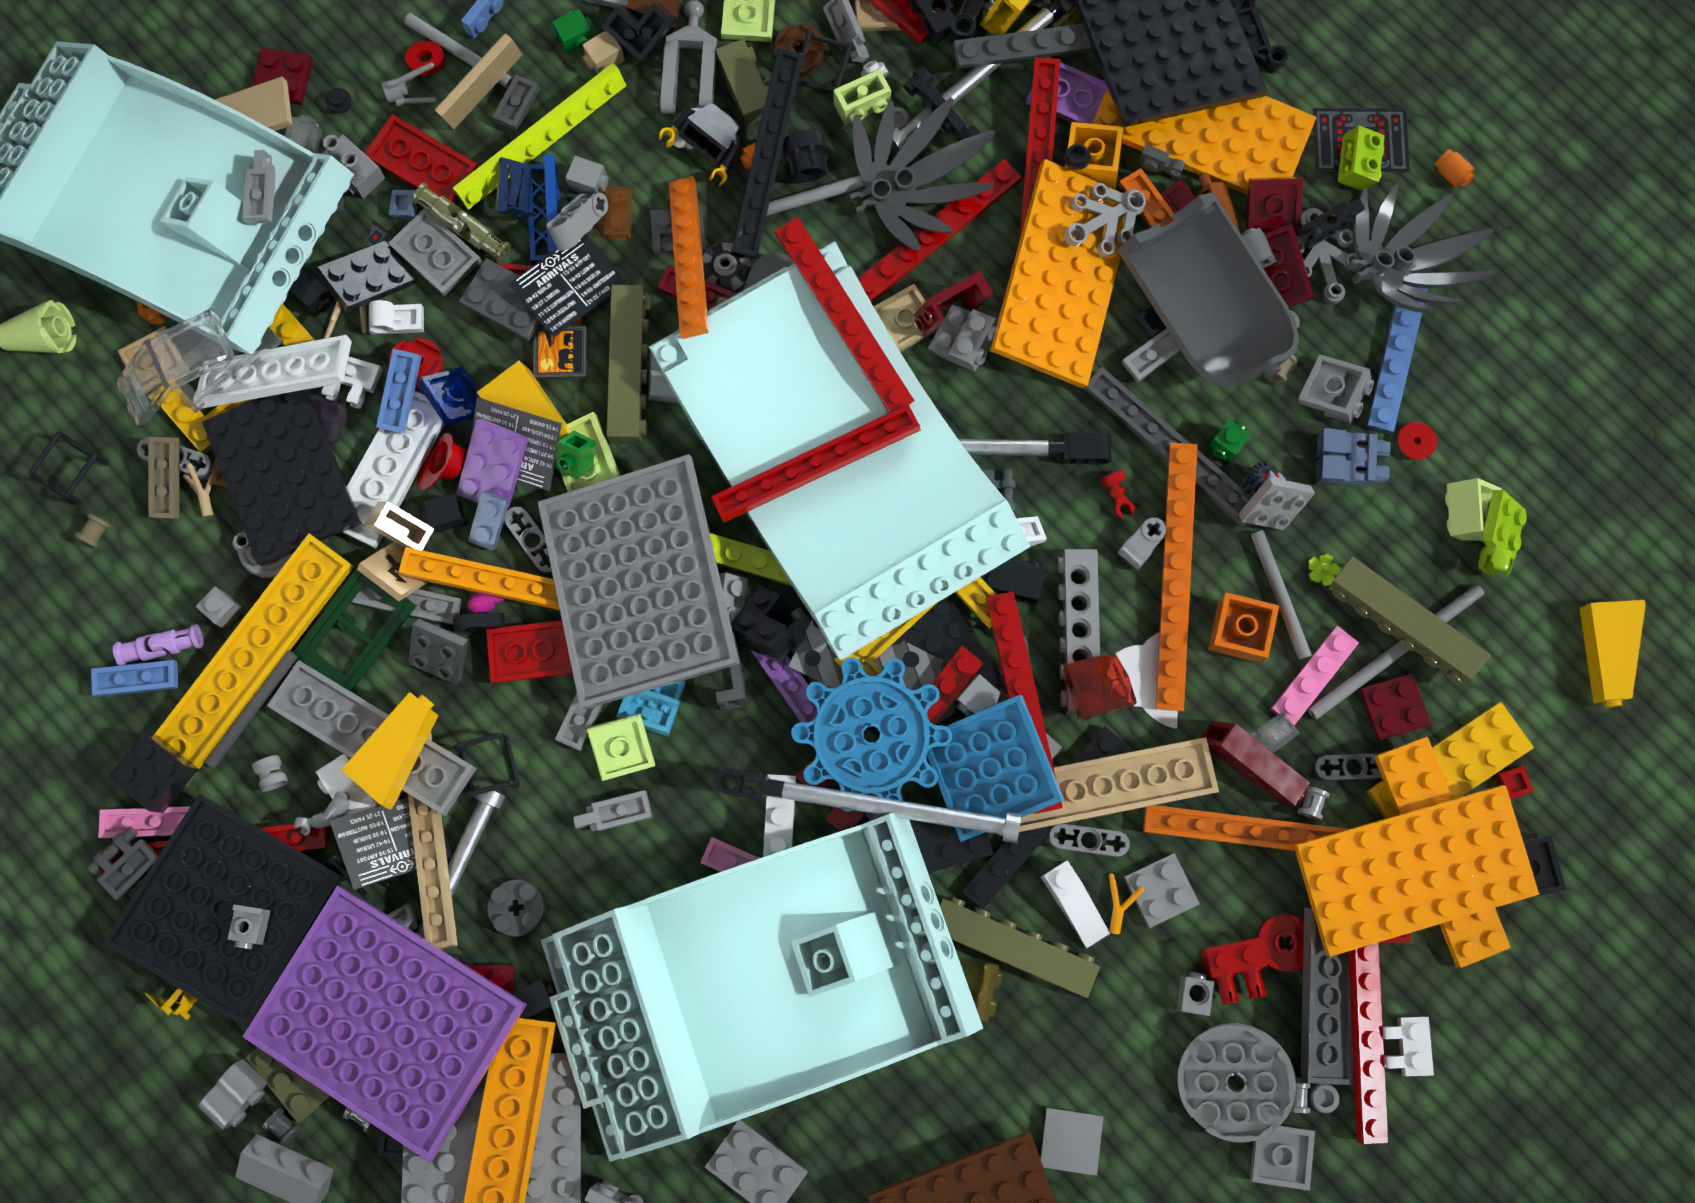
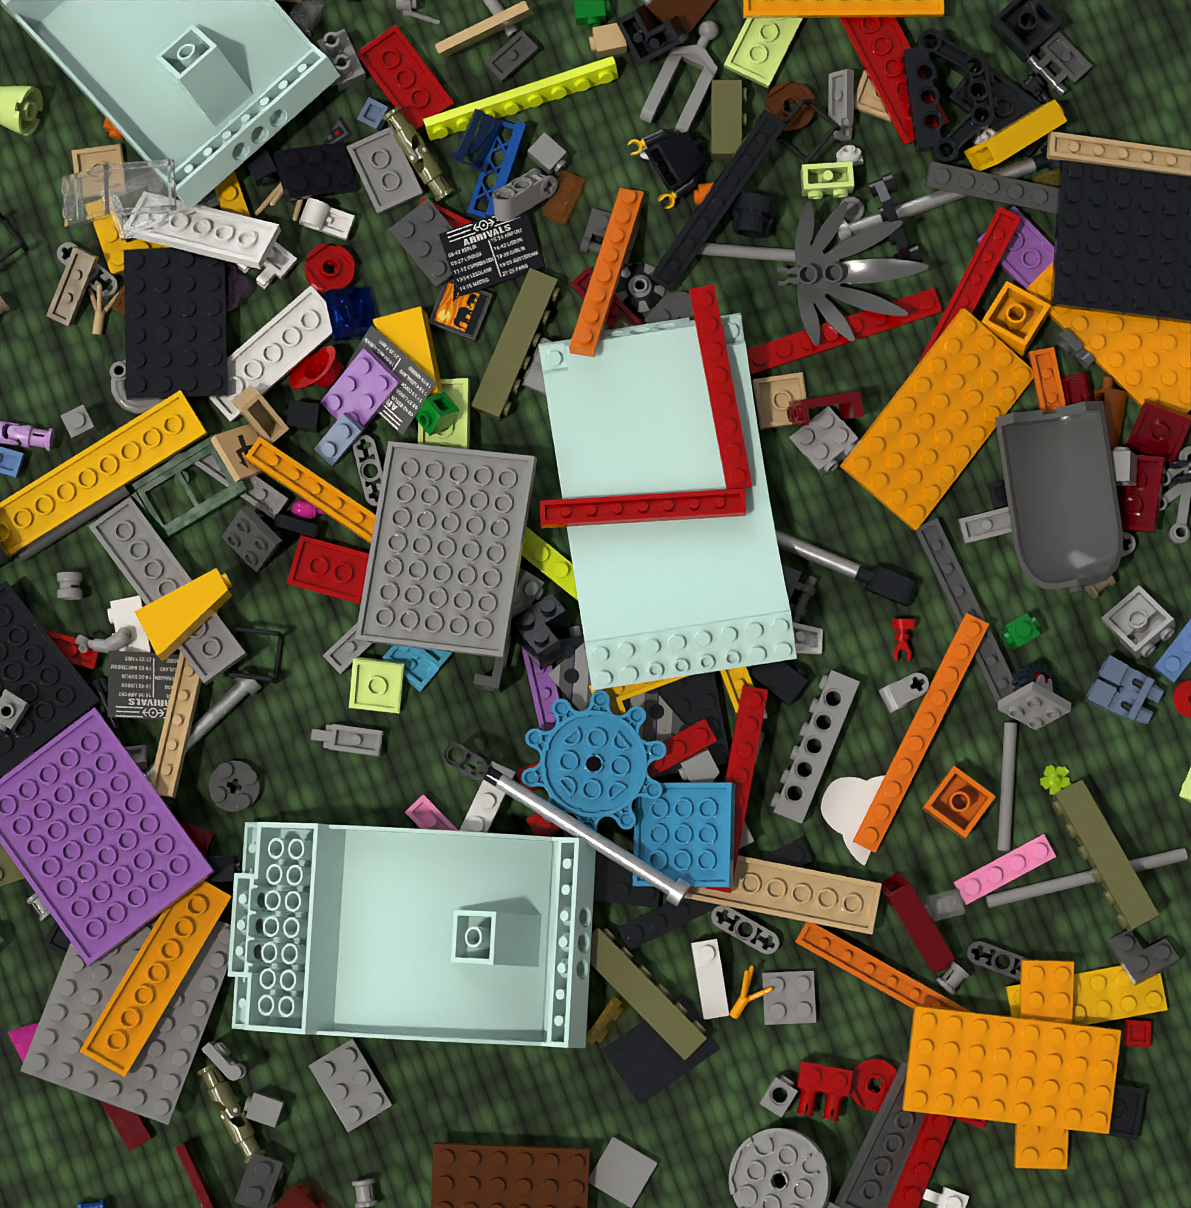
camera: 25 degrees right, 5 degrees up
(259, 189) = (252, 62): light grey hinge -> none
(399, 391) = (305, 292): medium blue plate -> none
(1049, 1014) = (649, 1062): none -> black sticker
(1077, 157) = (994, 318): black plate -> none
(1099, 686) = (807, 802): clear red slope -> none
(1107, 215) = (1000, 383): light grey plant -> none
(1394, 707) = (1062, 925): dark red plate -> none
(1486, 712) = (1139, 962): none -> dark grey plate

